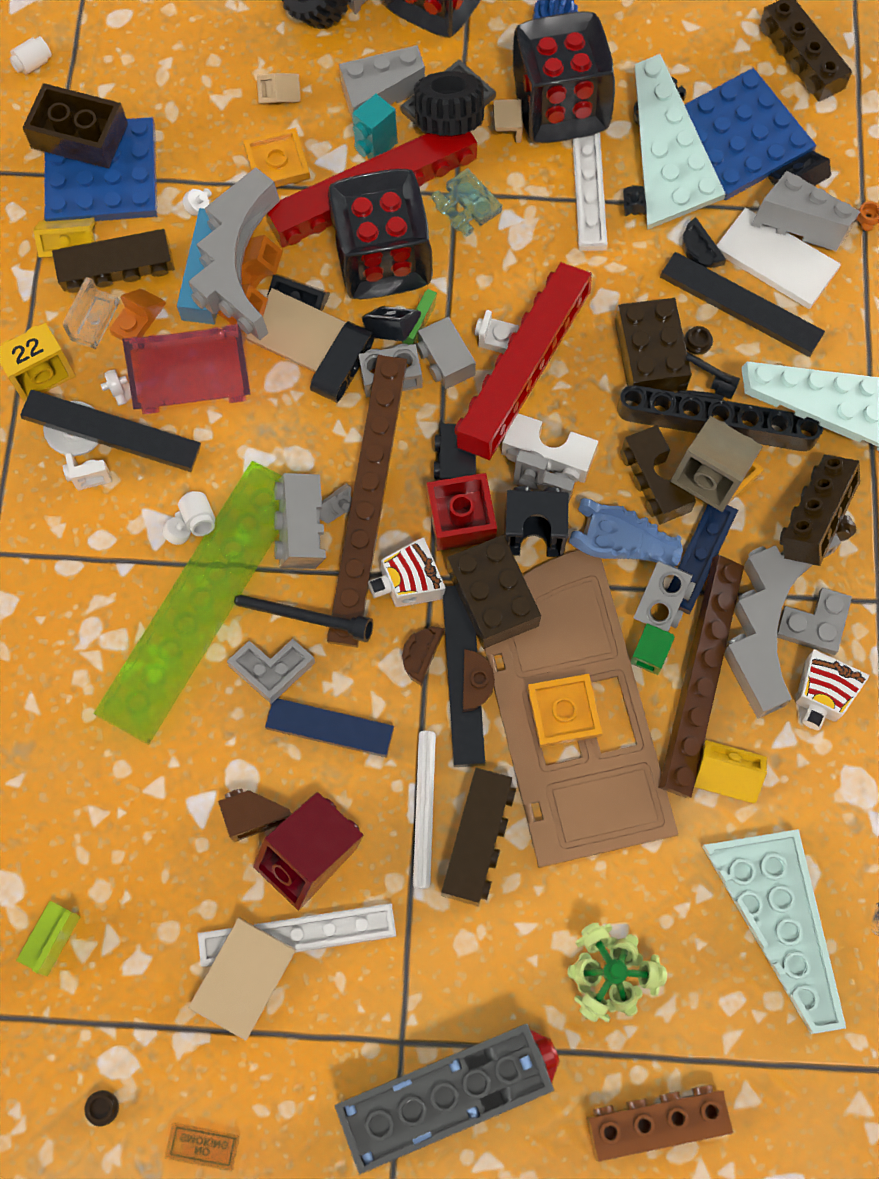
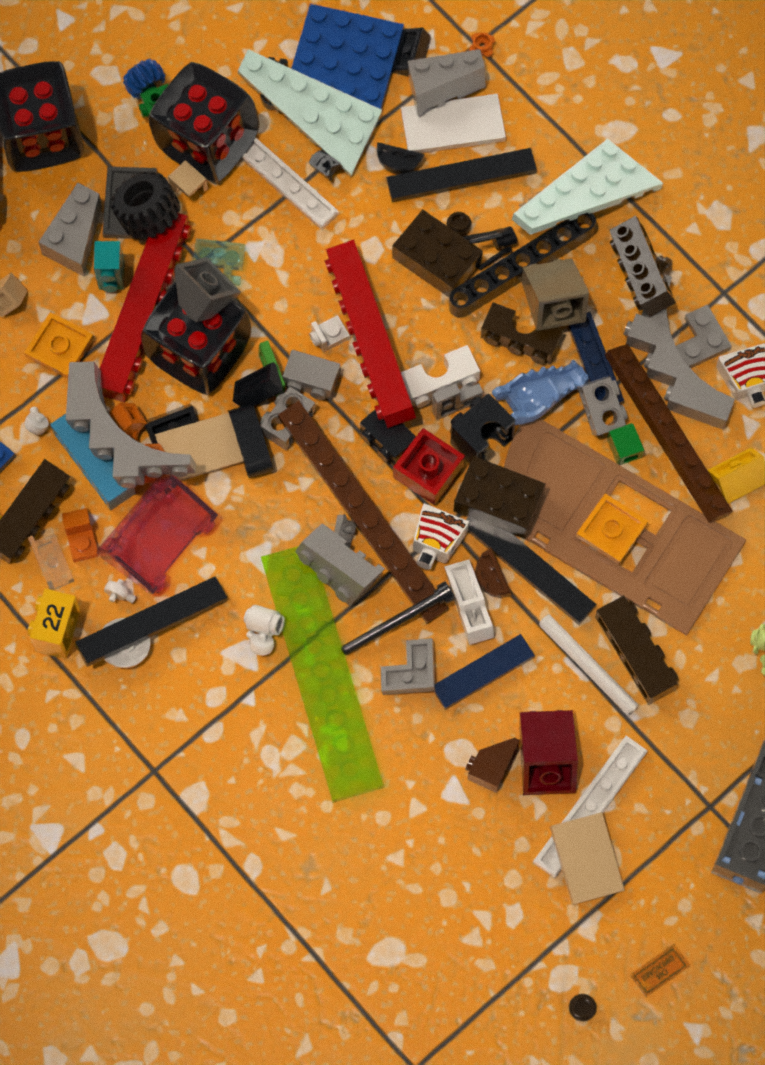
camera: 45 degrees left, 0 degrees up
(48, 938) = (449, 950): lime panel -> none
(86, 475) = (166, 661): white bracket -> none
(378, 657) = (469, 602): none -> white slope
(407, 188) = (203, 289): none -> dark grey slope
(478, 680) = (542, 559): reddish brown plate -> none

